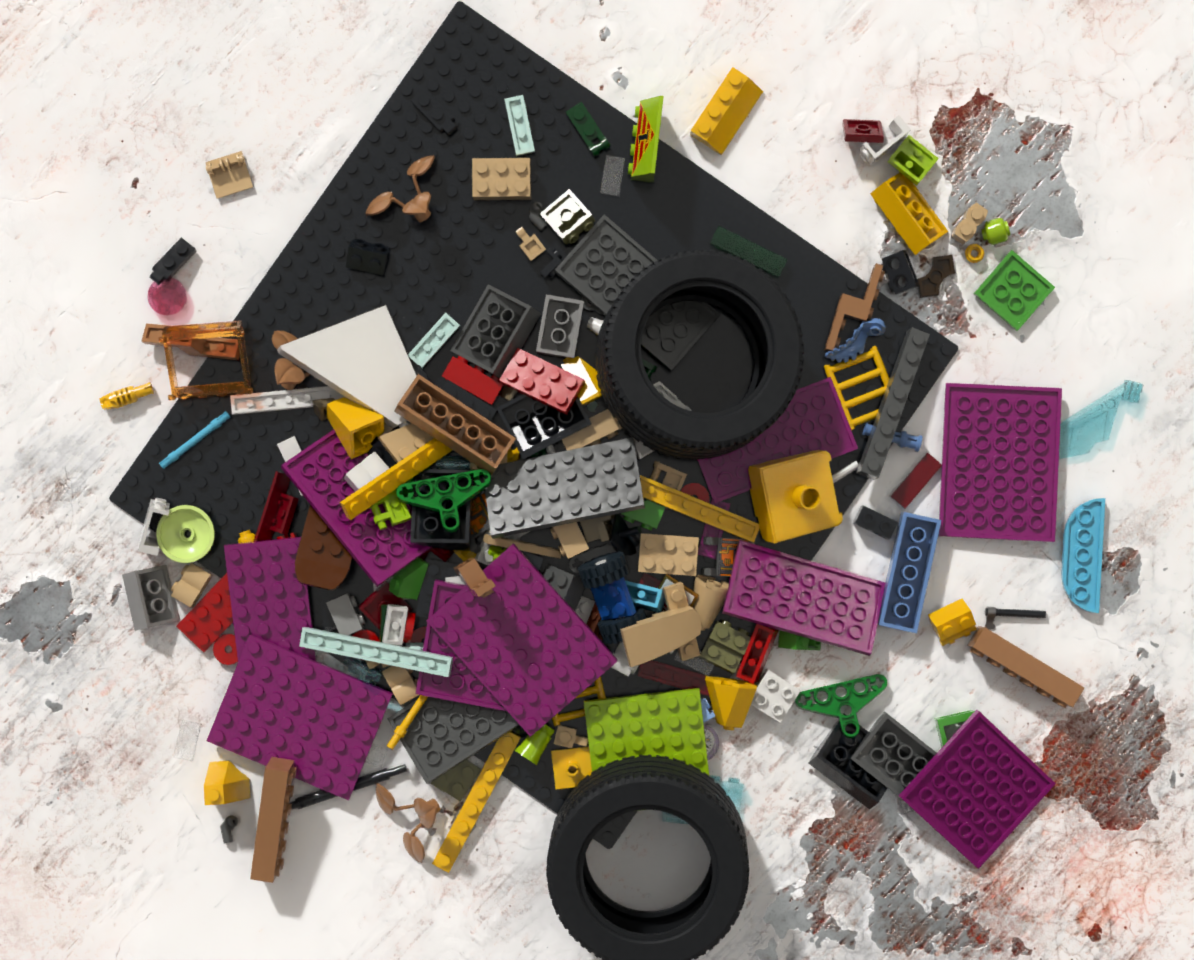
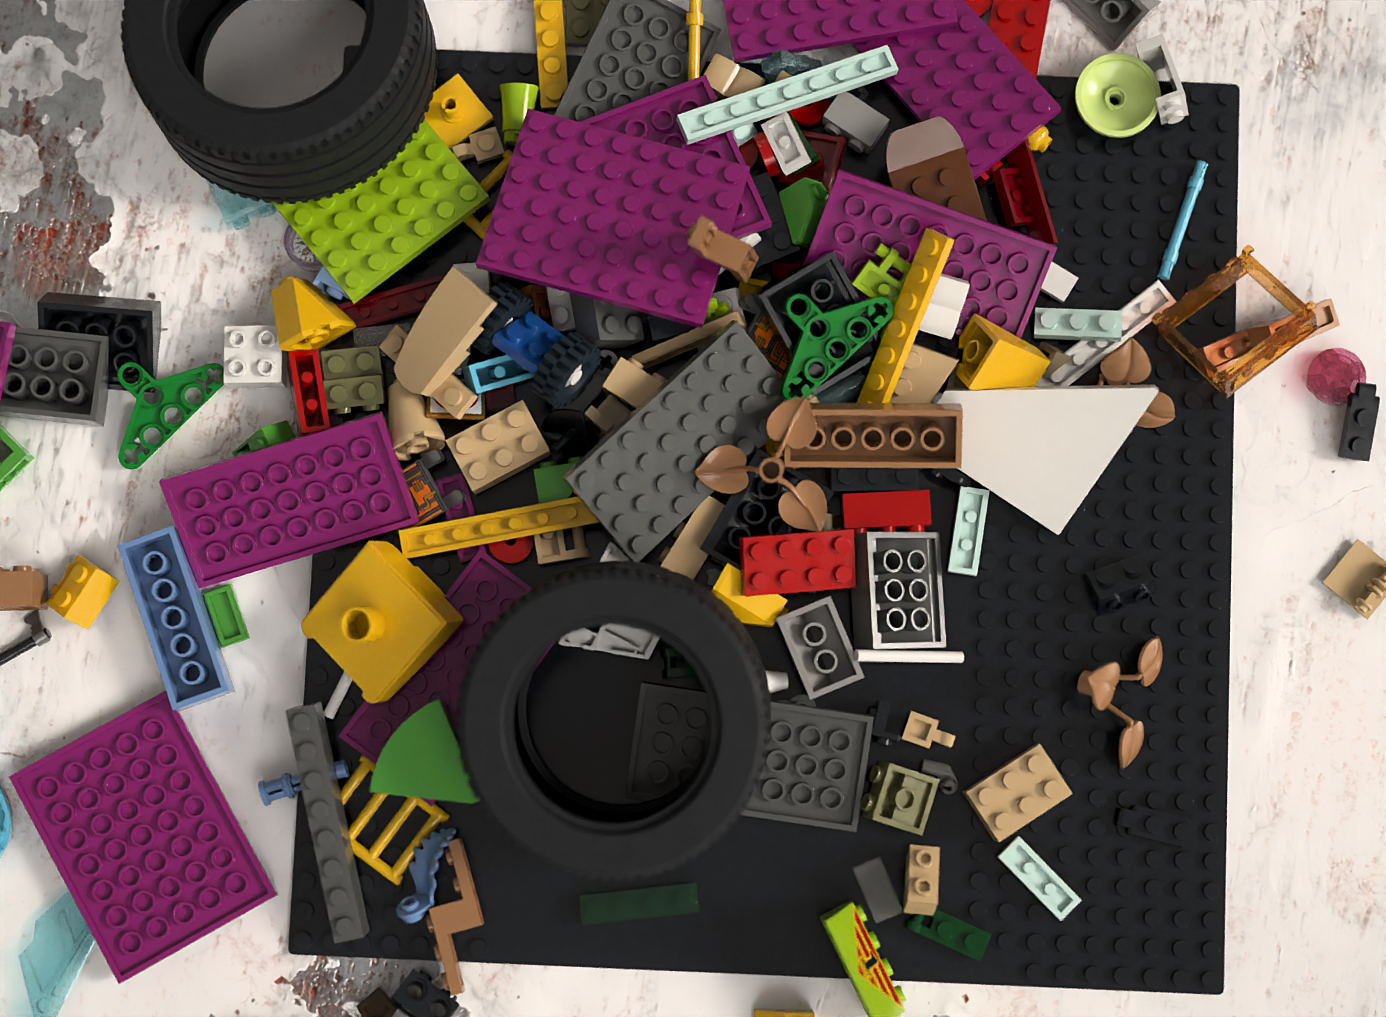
camera: 145 degrees right, 5 degrees down
(125, 396) = (1303, 221): yellow hinge -> none
(191, 584) = (1068, 42): tan brick -> none
(295, 417) = (1078, 324): none -> light aqua plate
(497, 457) = (792, 425): none -> medium nougat plant
(513, 291) = (909, 656): none -> white bar
(585, 164) = (921, 880): none -> tan brick
(818, 402) = (423, 759): none -> bright green piece
(875, 522) = (258, 656): black brick -> none
(879, 558) = (226, 615): none -> bright green tile
(916, 480) = (239, 744): dark red tile -> none

